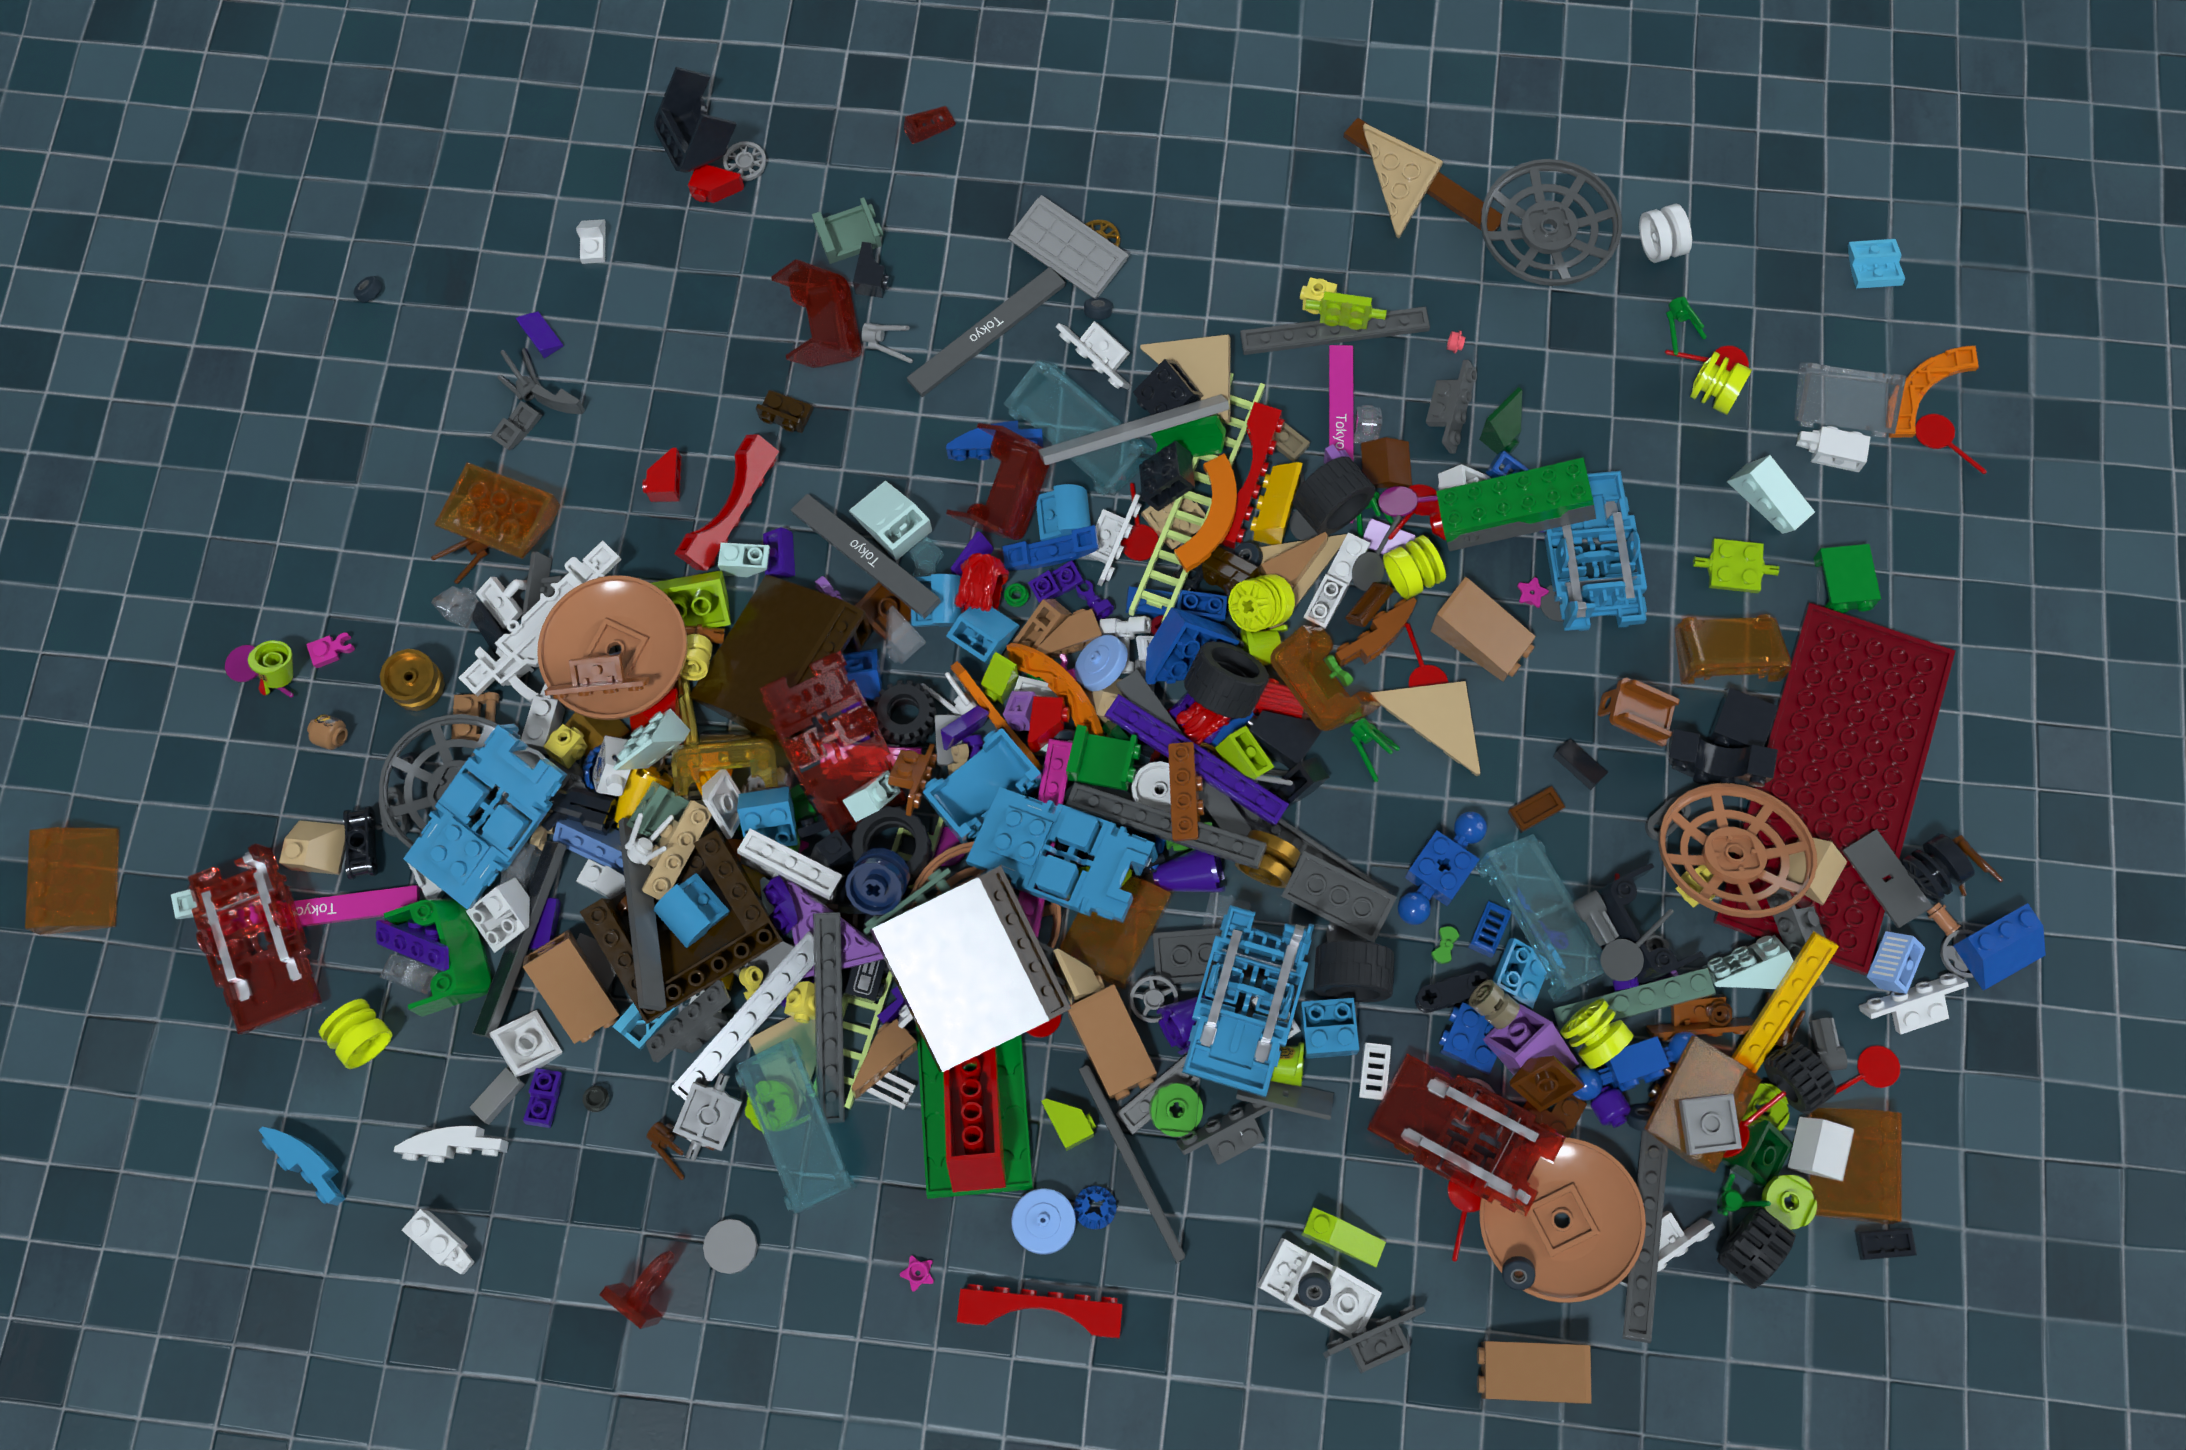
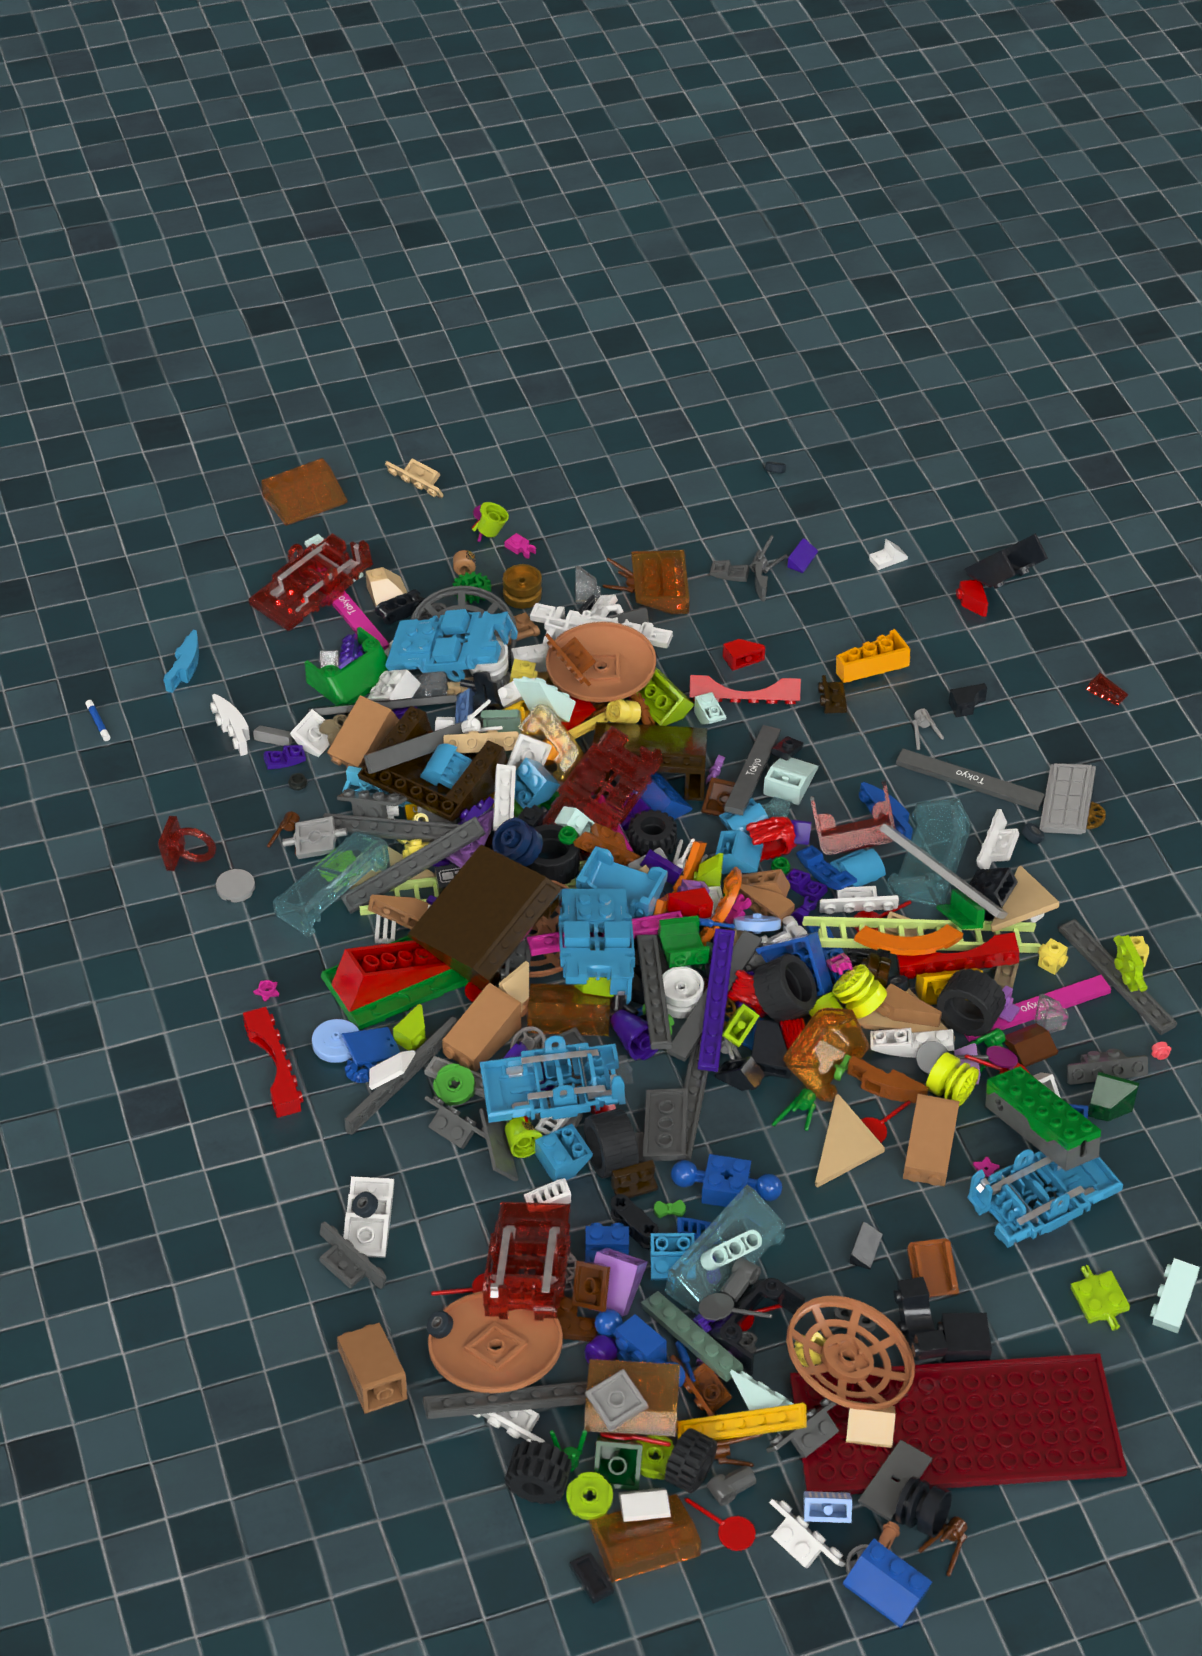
camera: 60 degrees right, 25 degrees down
(127, 717) = (419, 474): none -> tan bracket
(345, 1318) = (97, 719): none -> blue bar
(355, 1033) = (276, 648): neon yellow wheel -> none
(362, 741) = (474, 580): none -> green gear
(438, 1241) = (167, 739): white hinge -> none
(537, 1017) = (331, 727): none -> dark tan plate
(745, 160) = (1004, 608): light grey wheel -> none
(756, 333) = (873, 658): none -> light orange wedge
(781, 553) = (728, 733): dark purple slope -> none
(829, 314) = (932, 684): clear red windscreen -> none
(844, 501) = (787, 748): none -> black plate
(845, 231) = (996, 679): sand green panel -> none
(892, 809) = (567, 835): none -> green plate
(901, 637) = (706, 812): clear slope -> none
(1074, 1183) = (370, 1045): none -> blue container
(1085, 715) = (709, 923): none -> blue piece
(1128, 1176) = (390, 1068): none -> white slope
(1166, 476) = (923, 905): black brick -> none
(1184, 792) = (684, 994): dark orange bracket -> none
(1214, 603) = (839, 963): none -> dark pink plate
(1275, 862) = (668, 1068): pearl gold wheel -> none
(1286, 379) = (1052, 956): none -> light yellow brick
(1343, 1237) = (413, 1216): lime slope -> none
(1369, 604) = (907, 1068): reddish brown tile -> none
(1403, 966) = (634, 1179): none -> dark brown bracket
(1492, 1003) = (632, 1245): dark tan wheel -> none
(1536, 809) = (811, 1231): reddish brown tile -> none
(1565, 911) = (724, 1255): none -> light aqua beam
(1601, 1039) = (650, 1303): neon yellow wheel -> none
(1654, 1021) = (684, 1358): none -> blue piece
(1731, 648) = (1025, 1311): clear orange windscreen -> none
(1849, 577) = (1139, 1373): green panel -> none

